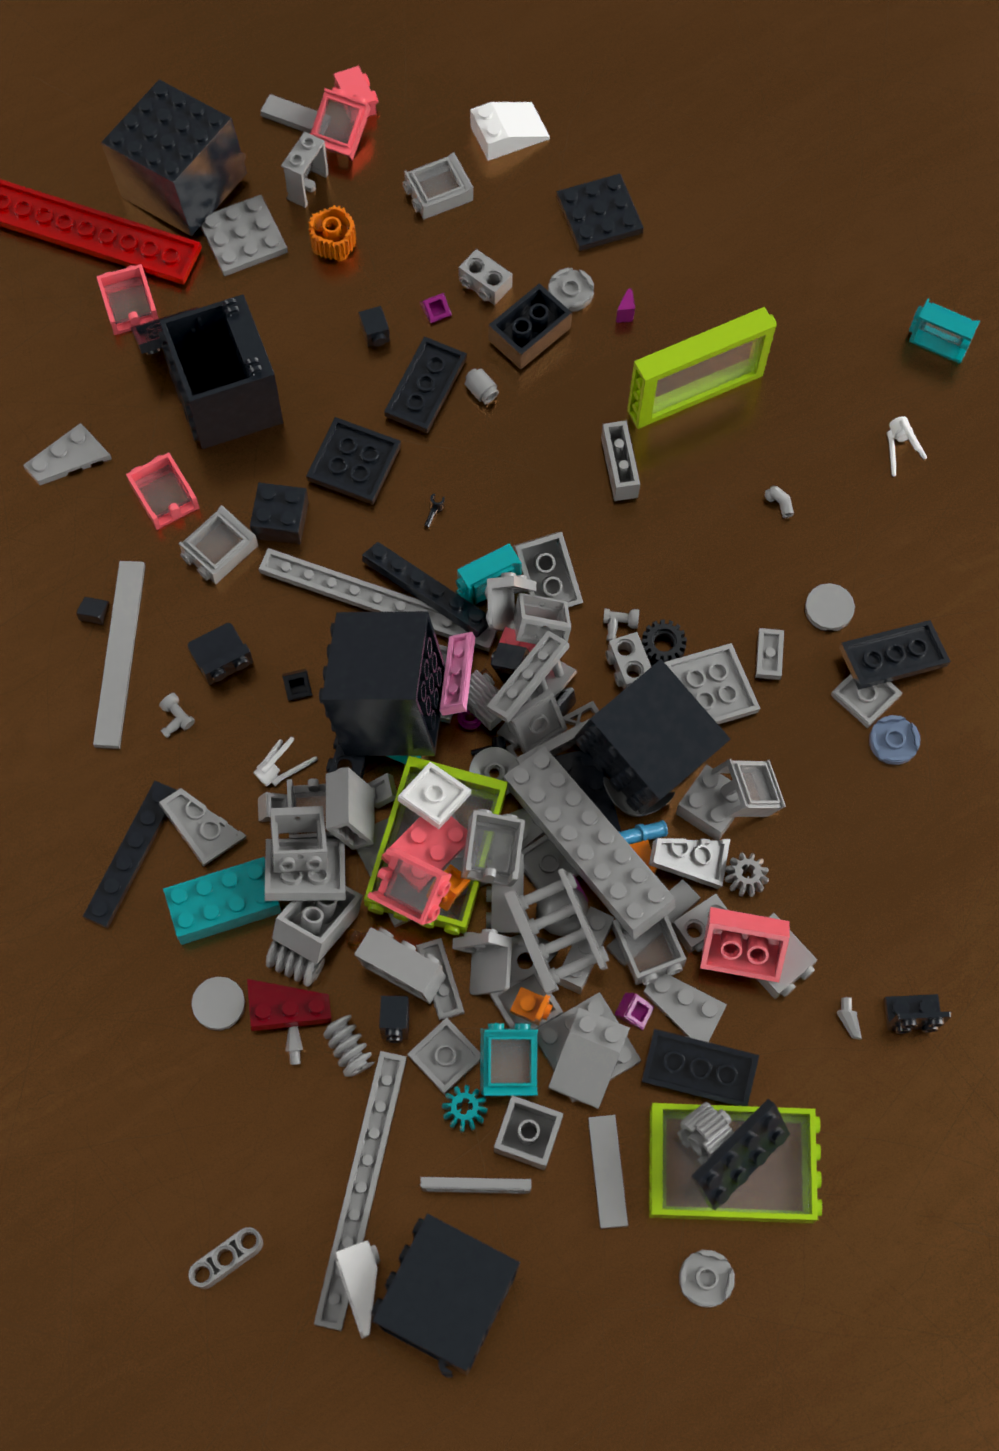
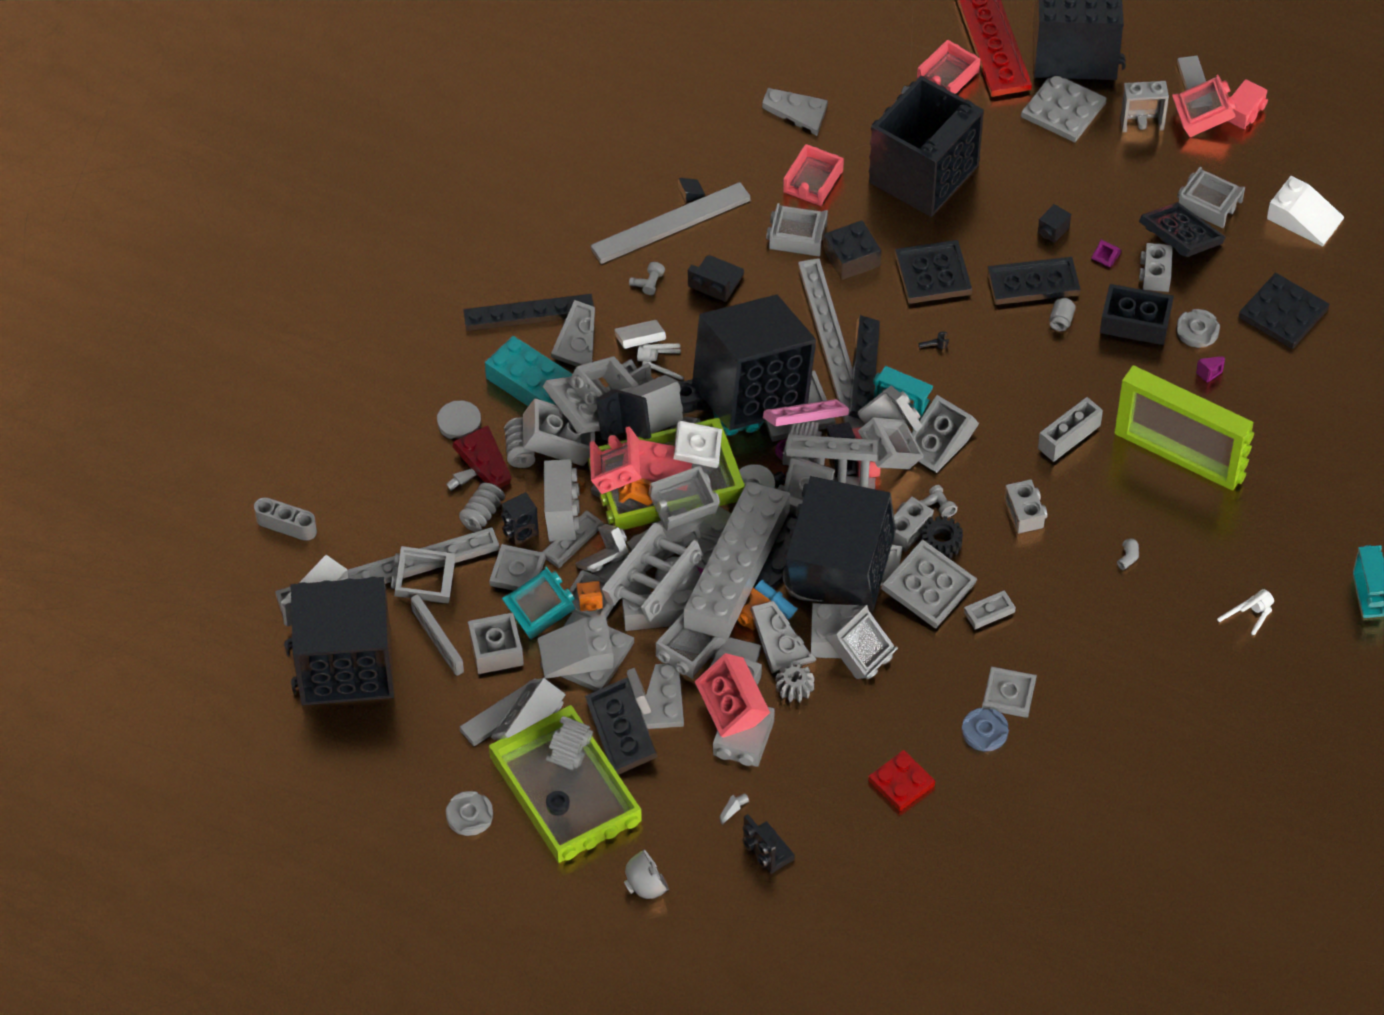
camera: 60 degrees right, 15 degrees down
(242, 765) = (640, 334): none -> white tile
(332, 233) = (1109, 155): orange brick -> none
(351, 839) = (620, 410): none -> black bracket
(420, 1137) = (426, 556): none -> light grey window
(457, 1101) = (486, 599): teal gear -> none
(463, 230) = (1181, 229): none -> black plate
(634, 1010) = (641, 666): magenta slope -> none
(638, 1152) = (534, 703): none -> light grey slope
(674, 558) = (1025, 506): none -> light grey brick
(674, 1027) = (638, 691): none -> light grey tile
(741, 1155) = (568, 769): black plate -> none
(762, 1186) = (557, 803): none -> black tile
(829, 607) = (1063, 631): light grey tile -> none
(890, 1151) = (644, 877): none -> light grey cylinder
(894, 654) = (1054, 689): black plate -> none
(908, 847) = (901, 780): none -> red plate

